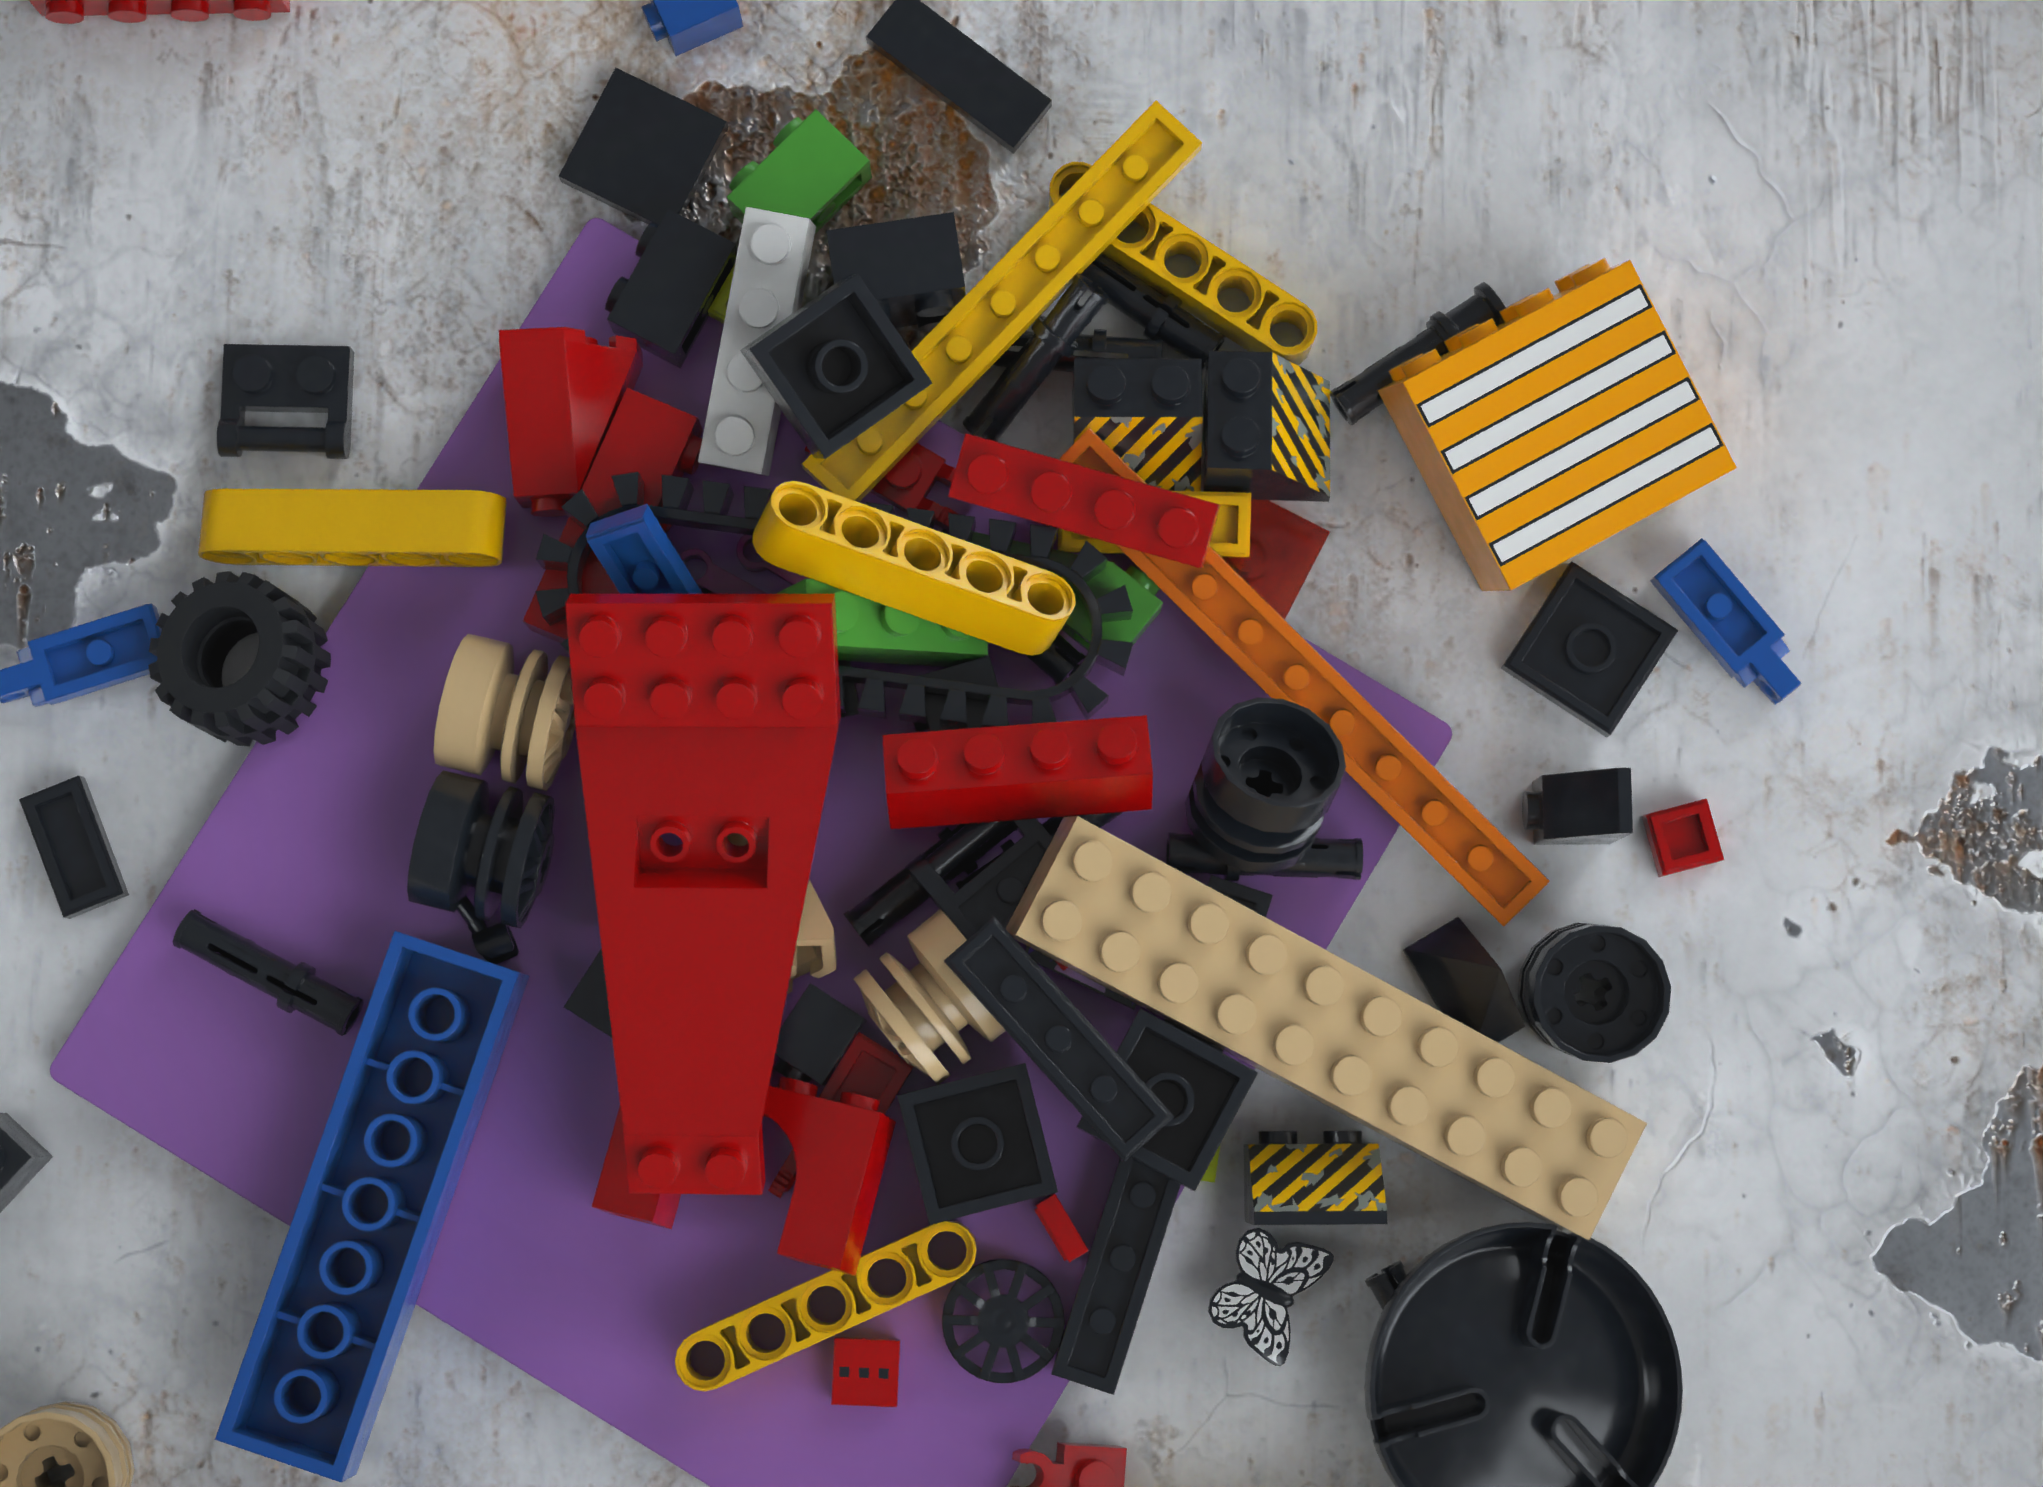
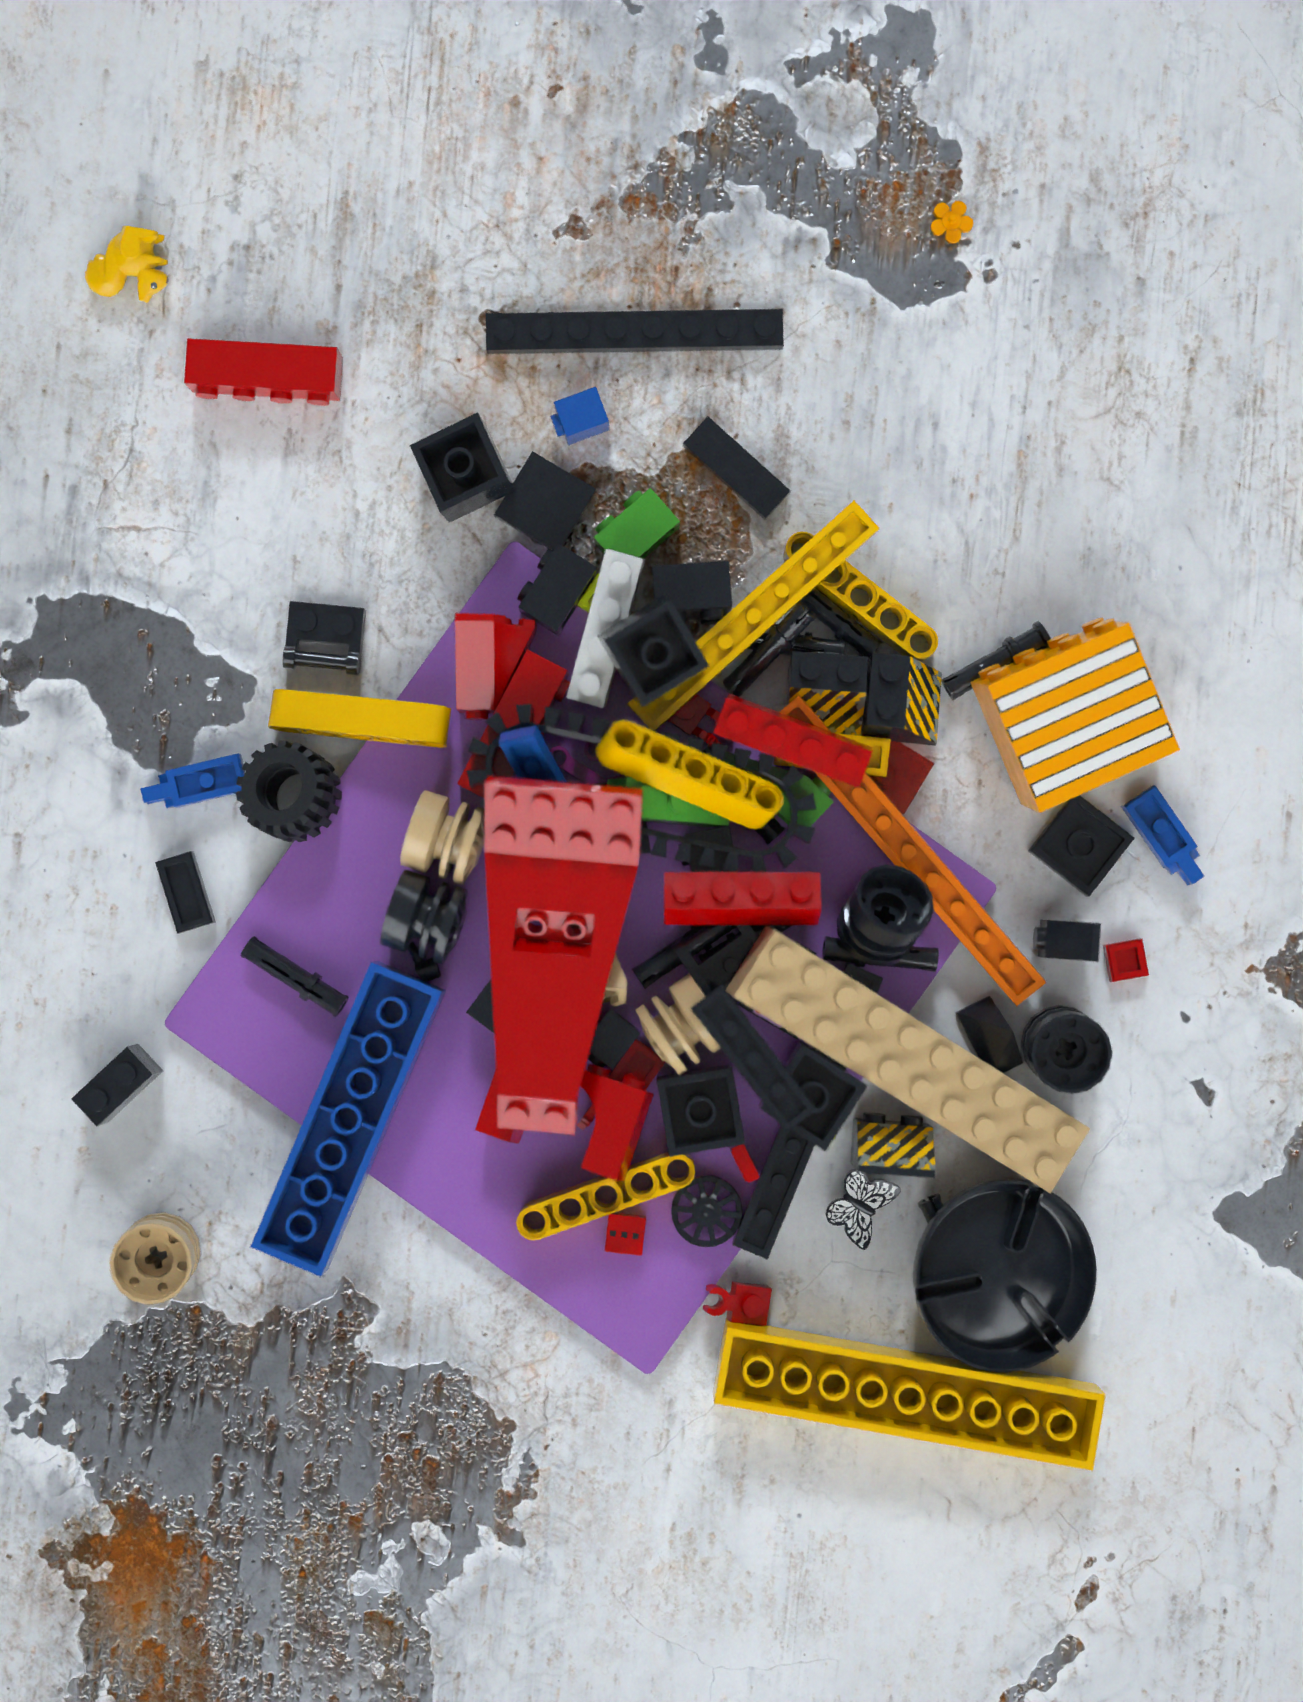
camera: 10 degrees right, 5 degrees up
(499, 100) = (462, 467): none -> black brick

